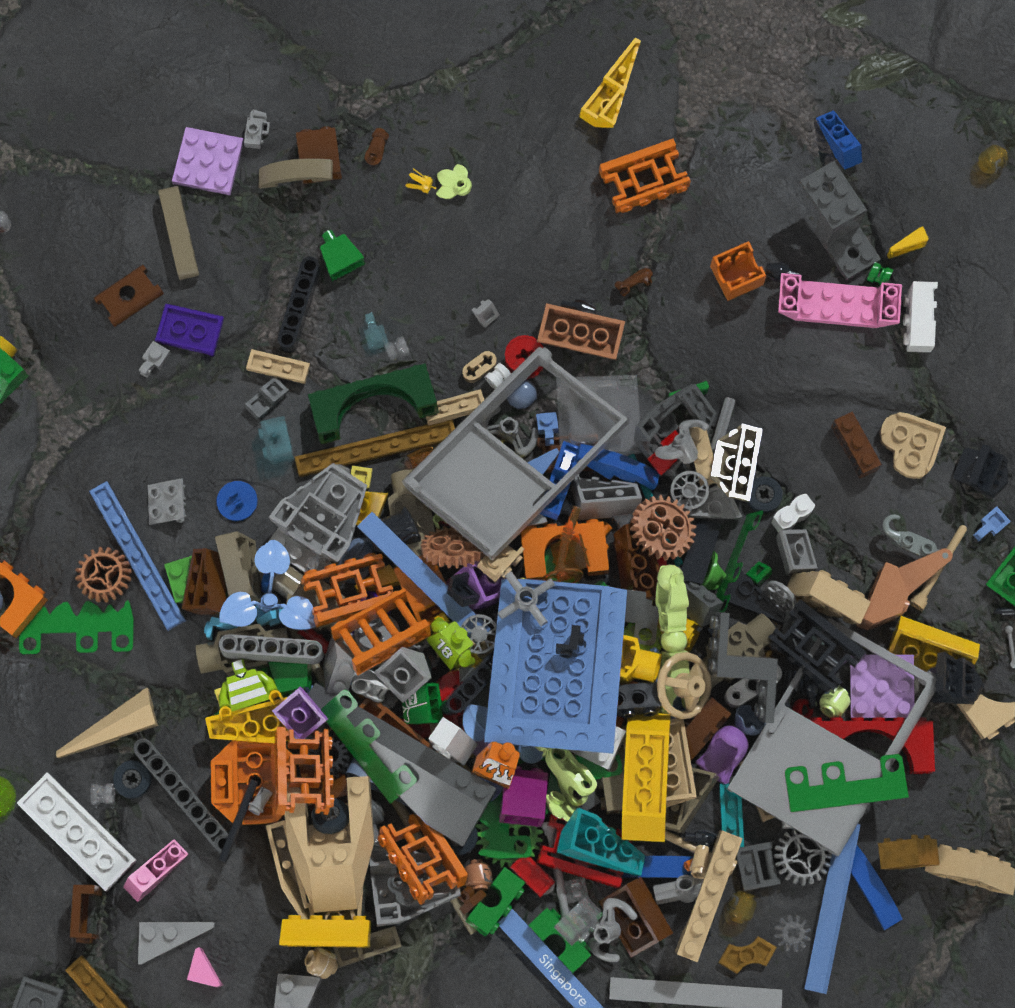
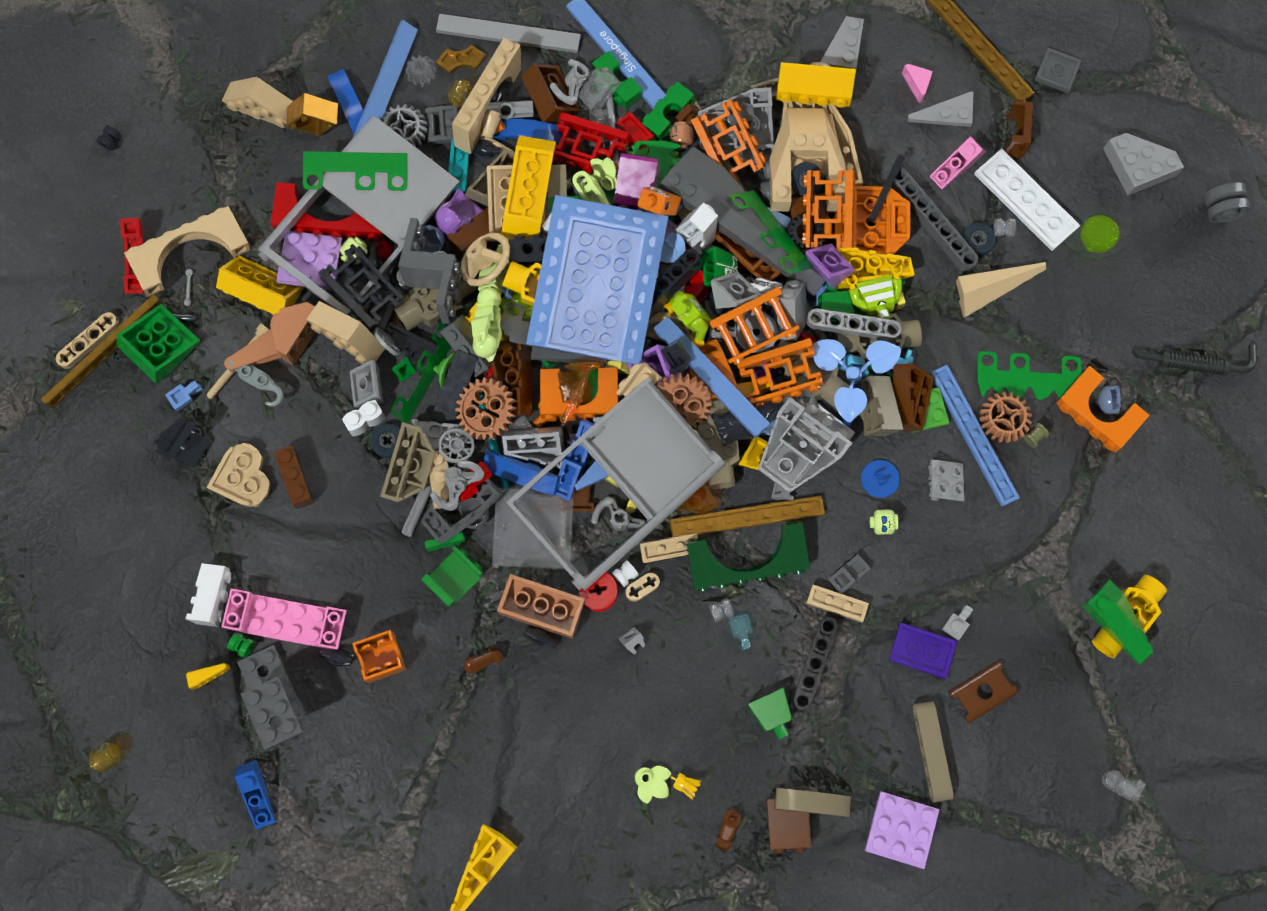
camera: 175 degrees left, 0 degrees up
(70, 558) = (1036, 435): none -> olive bush
(232, 451) = (884, 522): none -> yellowish green head
(254, 129) = (852, 860): light grey piece -> none
(260, 801) = (869, 197): light grey pin -> none
(282, 450) = (834, 521): clear light blue brick -> none
(363, 474) = (763, 488): light yellow plate -> none
(479, 633) = (664, 323): light grey wheel -> none
(523, 395) = (600, 552): sand blue hair -> none
(526, 606) = (614, 329): light grey bar -> none
(547, 425) = (582, 523): medium blue plate -> none
(576, 640) = (577, 293): black bracket -> none
(594, 842) = (577, 142): teal wedge -> none
(641, 161) = (462, 786): orange fence -> none
(675, 359) = (454, 577): none -> green panel
(955, 680) = (241, 250): black piece -> none

